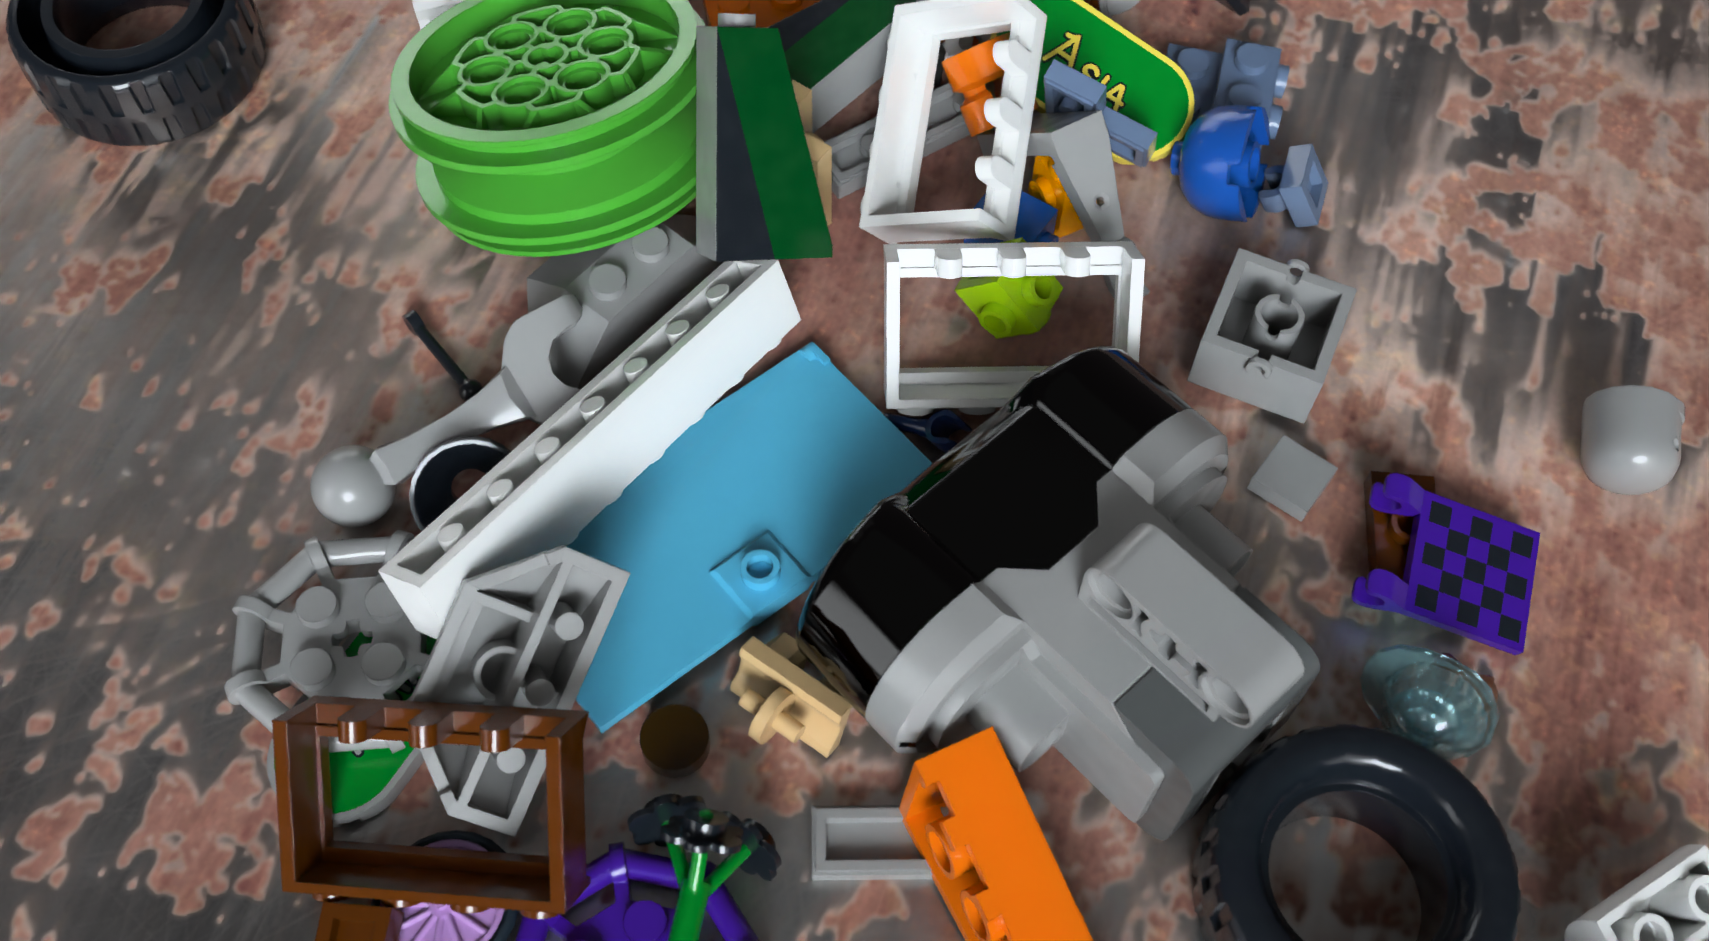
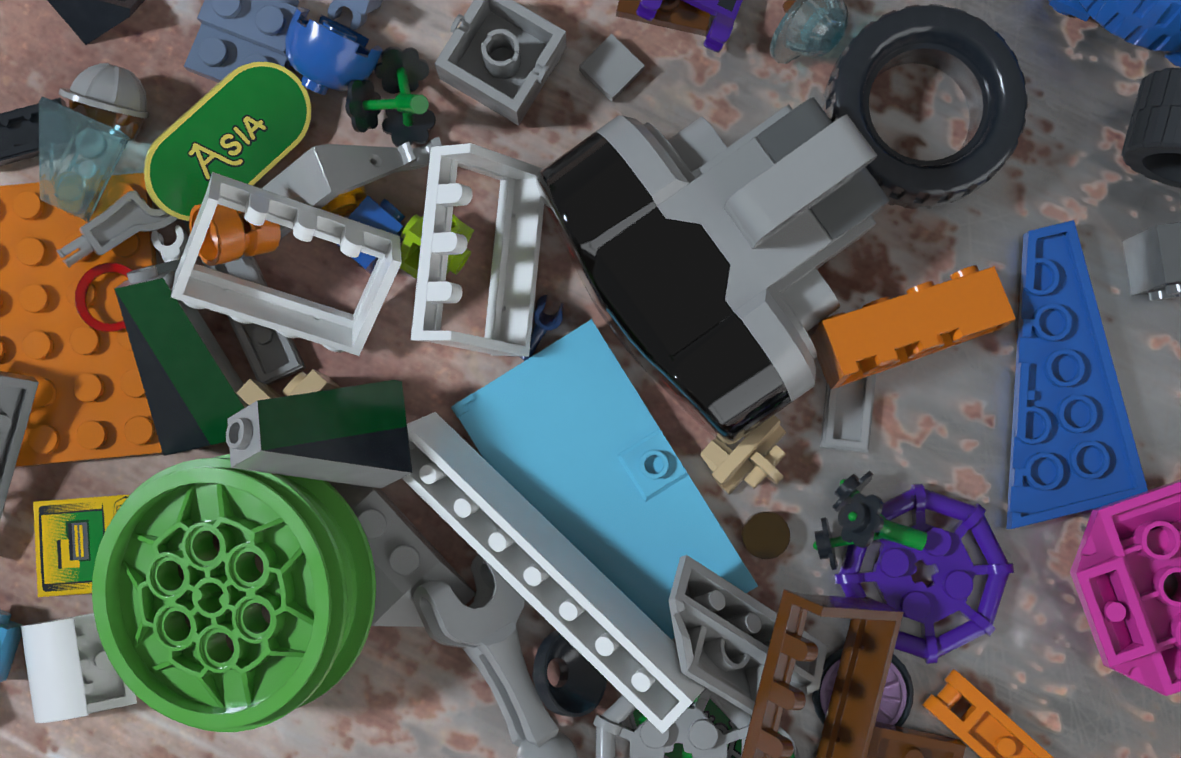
camera: 85 degrees left, 25 degrees up
(468, 386) = (460, 673): black hinge -> none
(1073, 91) = (287, 147): sand blue tile -> none
(1171, 204) = (406, 114): none -> black plant

